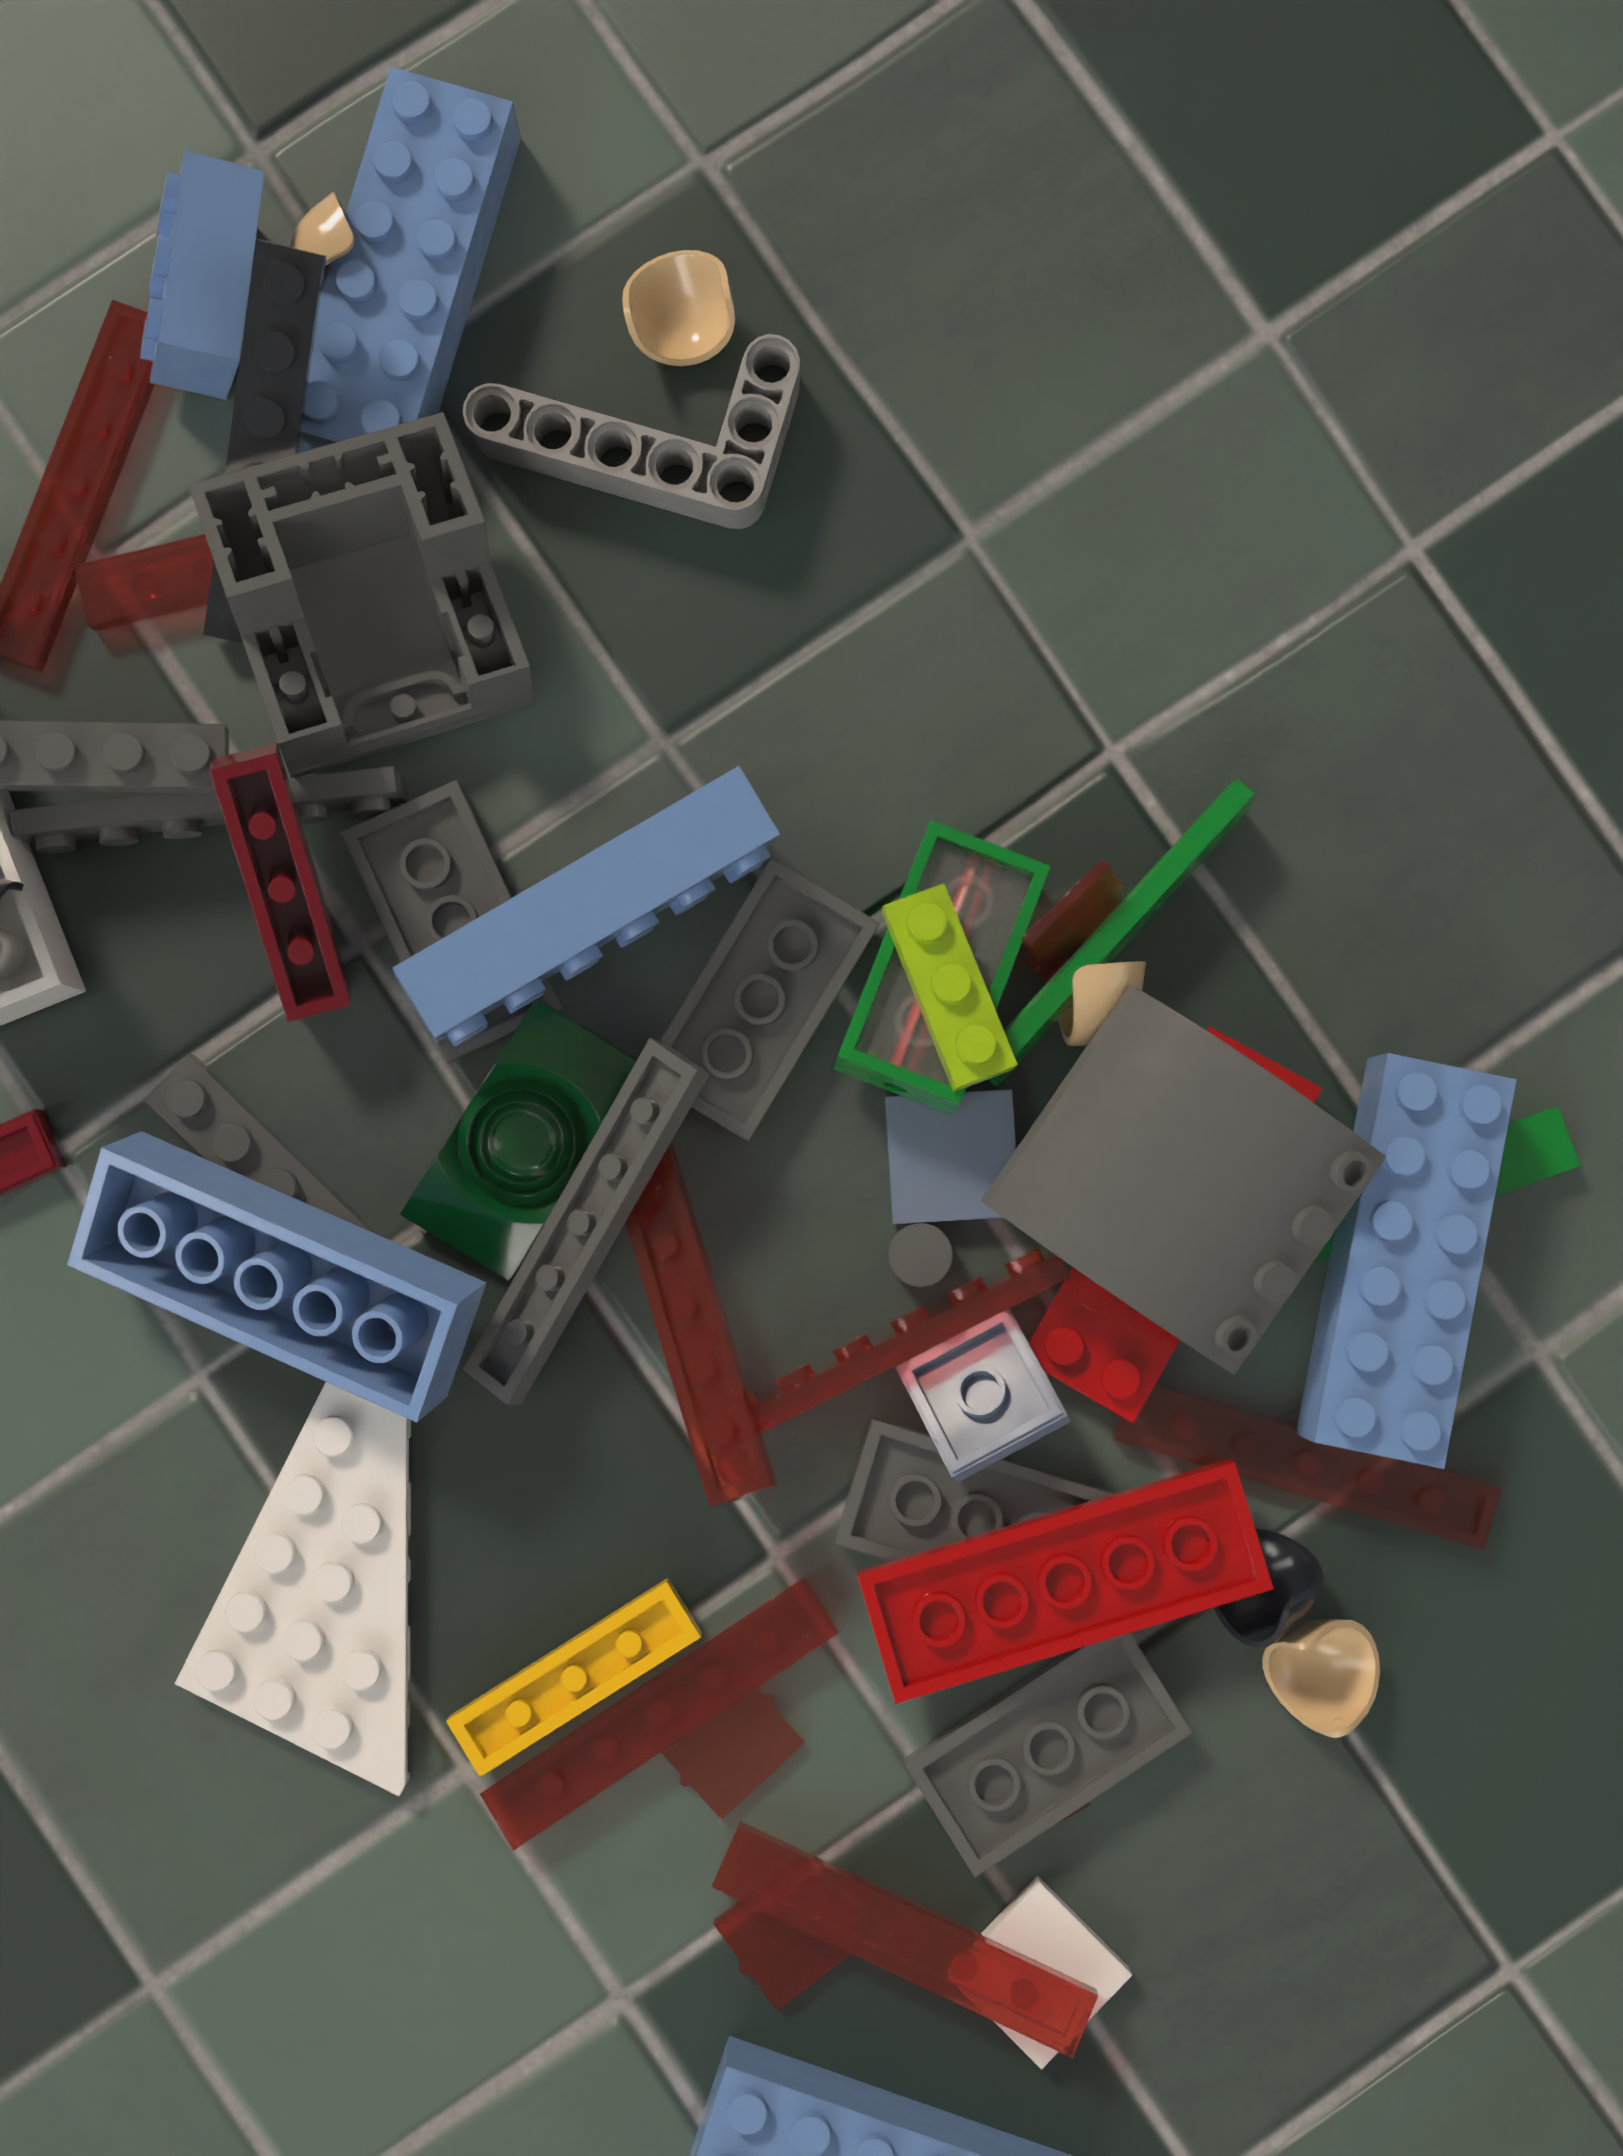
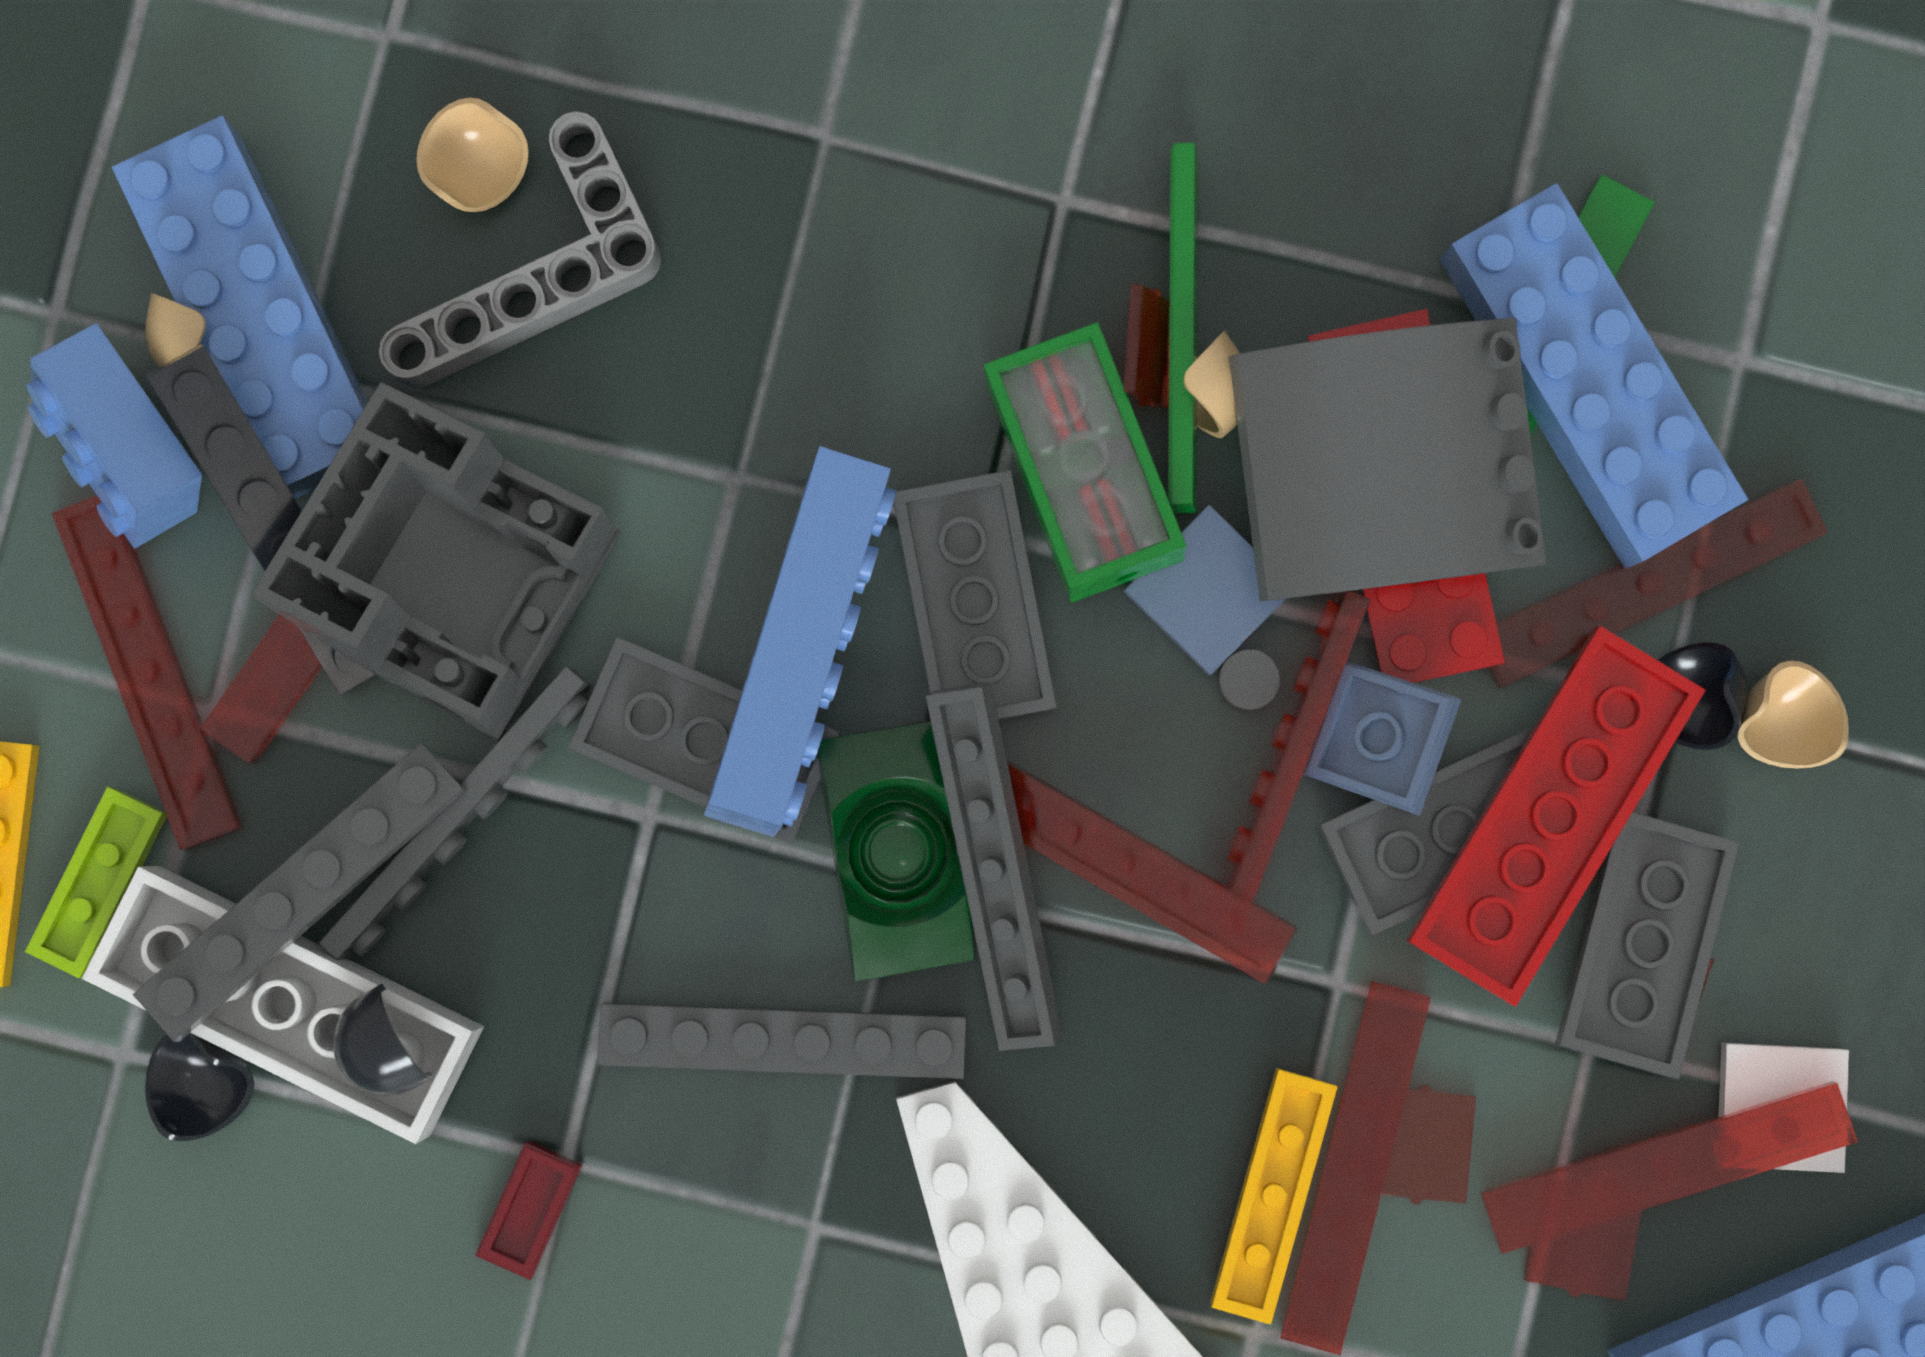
camera: 40 degrees left, 0 degrees up
(276, 1274) = (810, 1098): medium blue brick -> none
(281, 881) = (564, 817): dark red brick -> none
(948, 987) = (1104, 471): lime plate -> none

